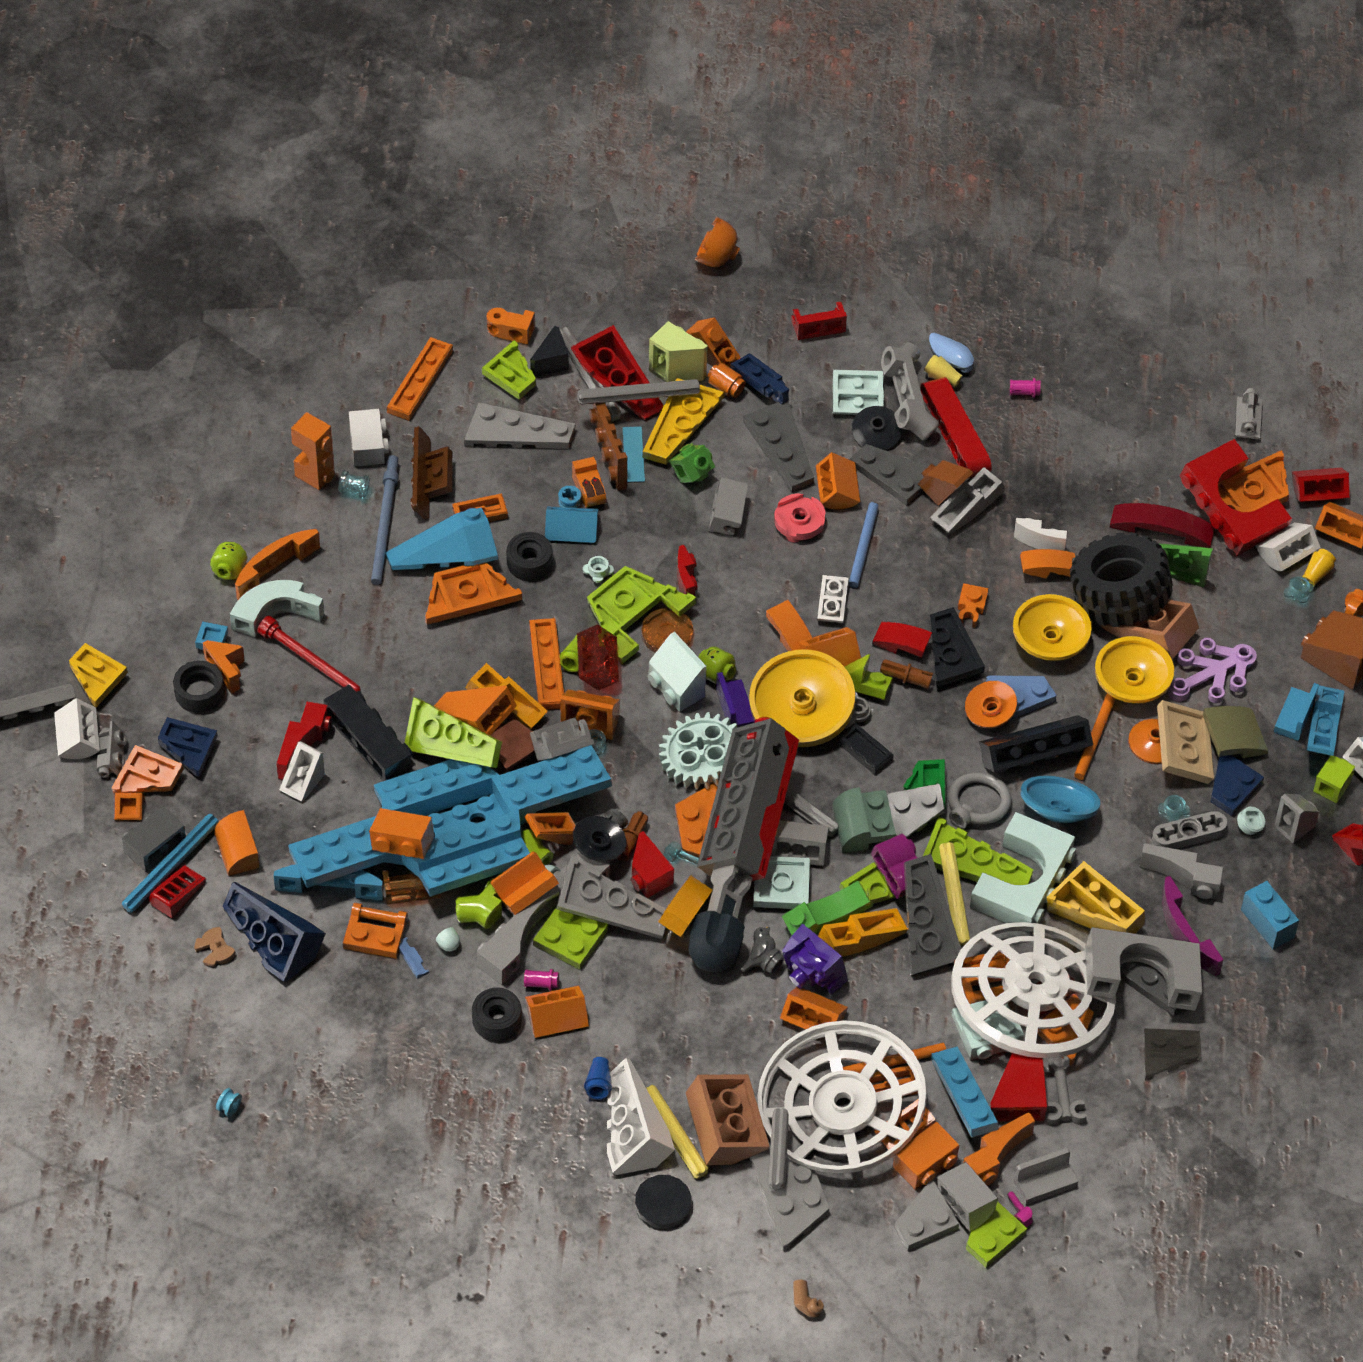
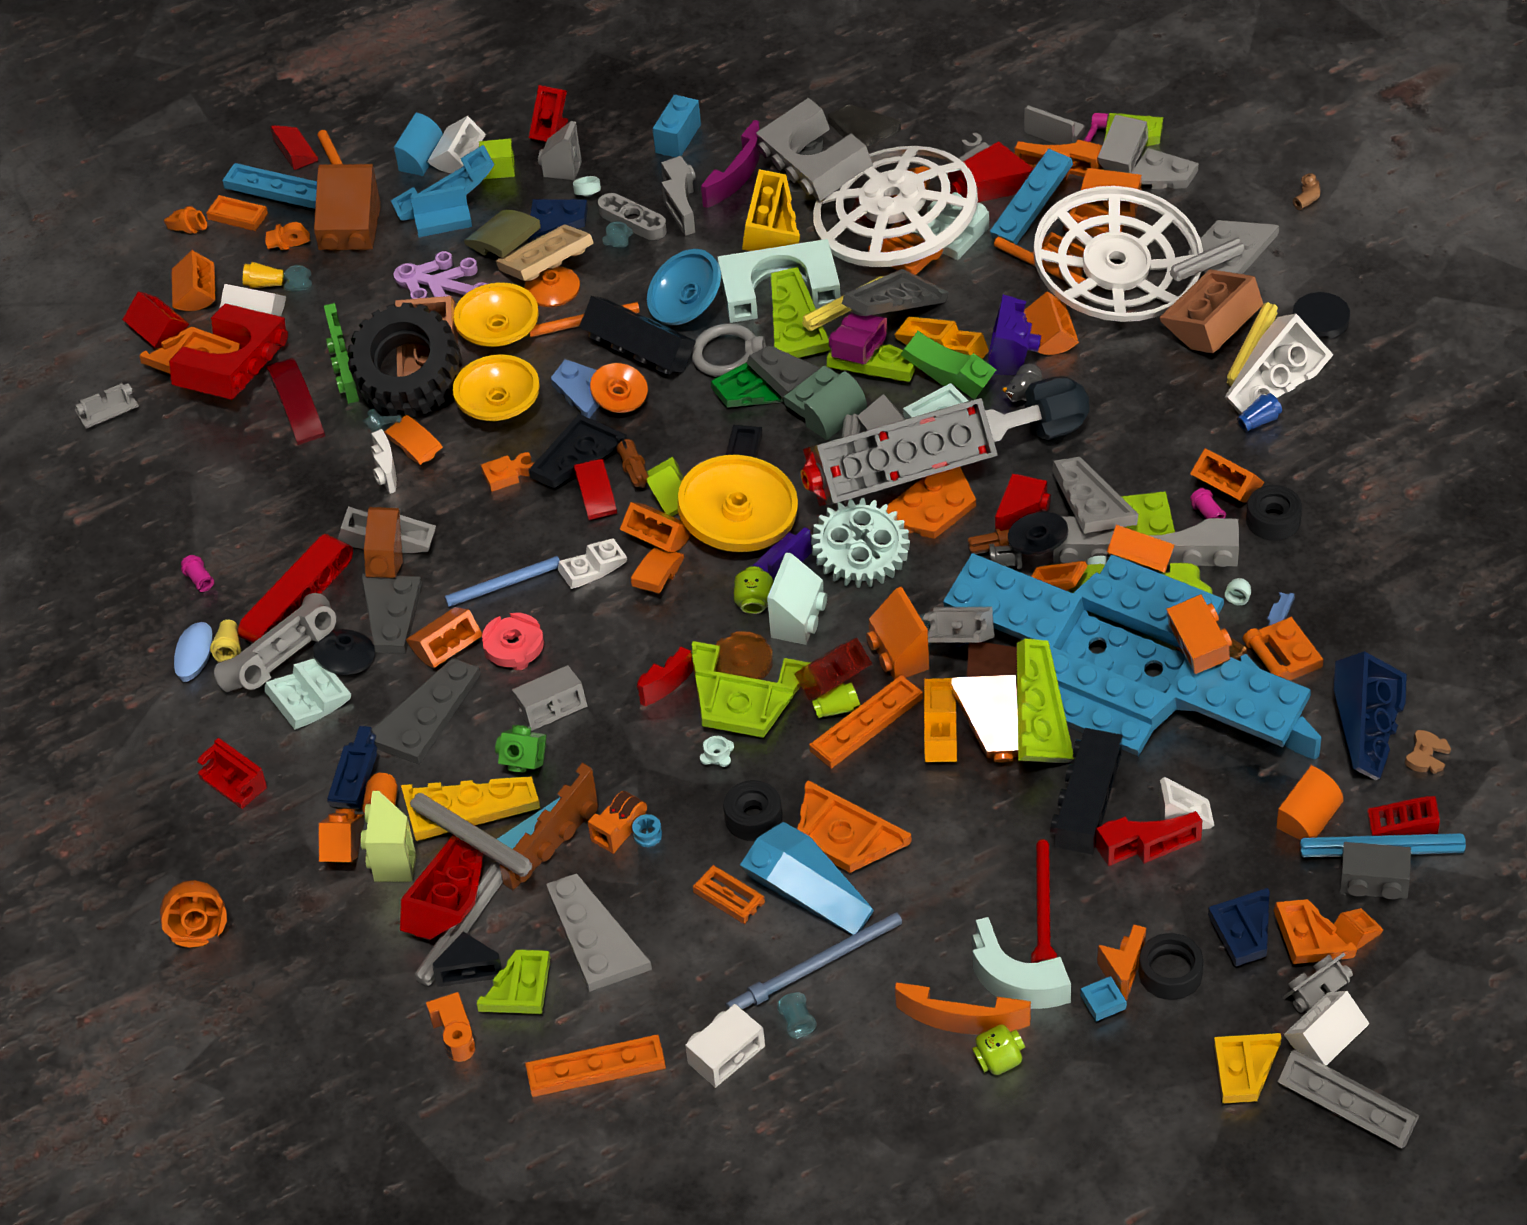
camera: 120 degrees left, 5 degrees down
(316, 460) = (805, 1044): orange arch -> none
(430, 472) = (717, 955): reddish brown bracket -> none
(571, 524) = (676, 806): dark azure panel -> none
(675, 850) = (985, 505): clear light blue hand -> none
(685, 905) = (1038, 444): light orange slope -> none

